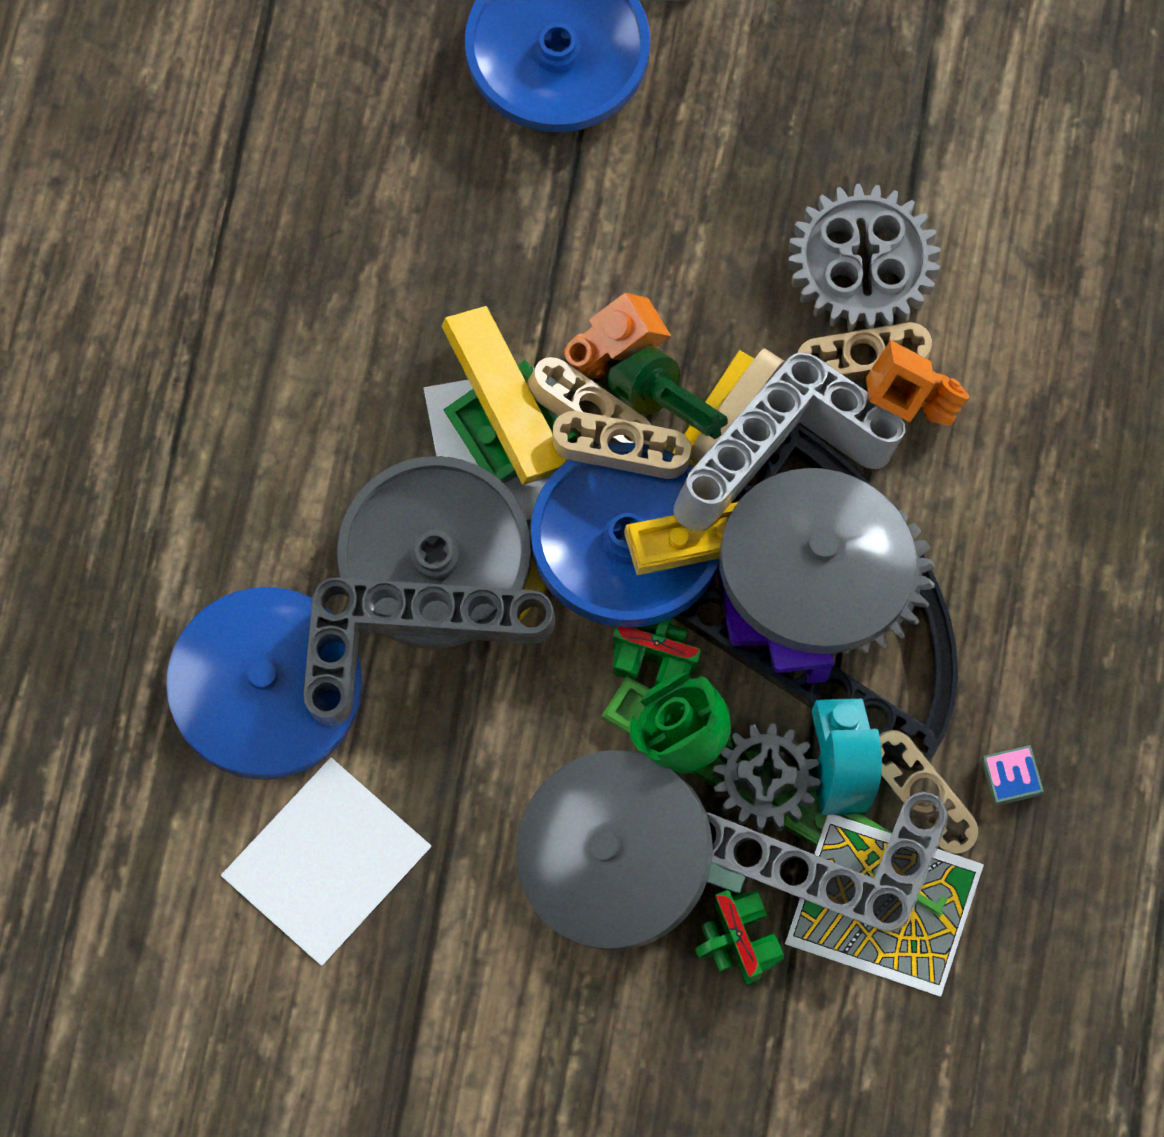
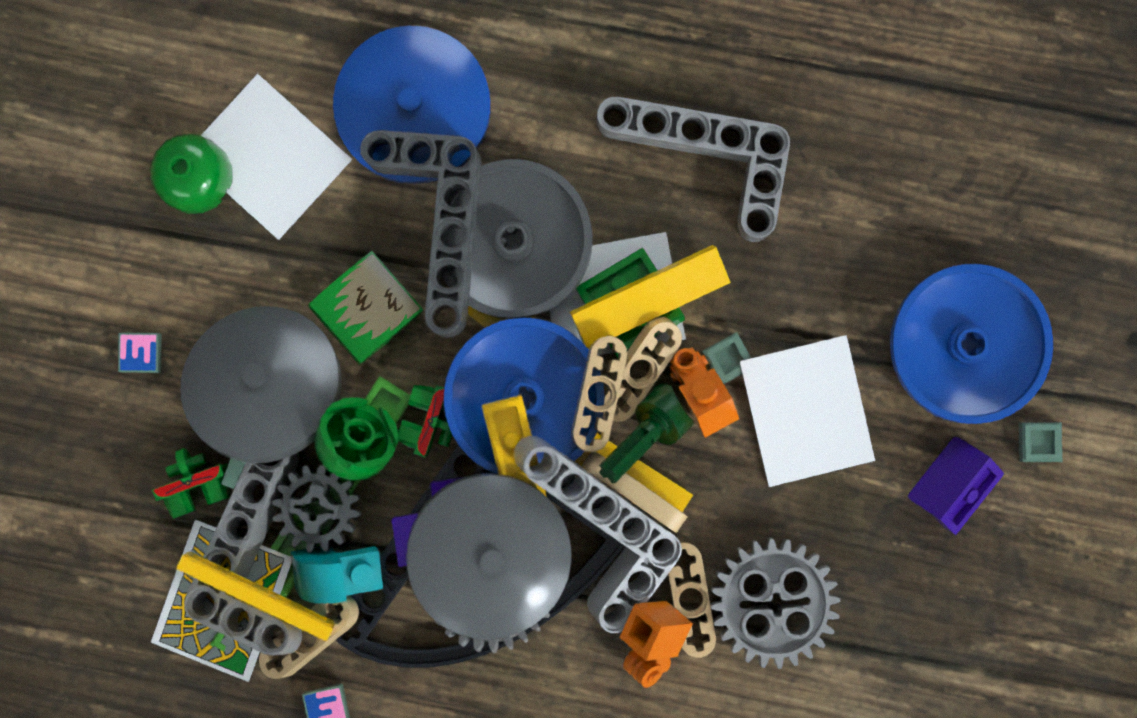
camera: 90 degrees right, 15 degrees up
(317, 329) = (711, 145): none -> light grey beam
(348, 950) = (191, 173): none -> green cylinder
(518, 732) = (365, 308): none -> slope
(572, 311) = (726, 357): none -> sand green tile
(576, 1012) = (139, 352): none -> tile
(637, 225) = (807, 410): none -> white sticker
(719, 64) = (956, 484): none -> dark purple panel
(873, 831) = (256, 595): none -> yellow tile

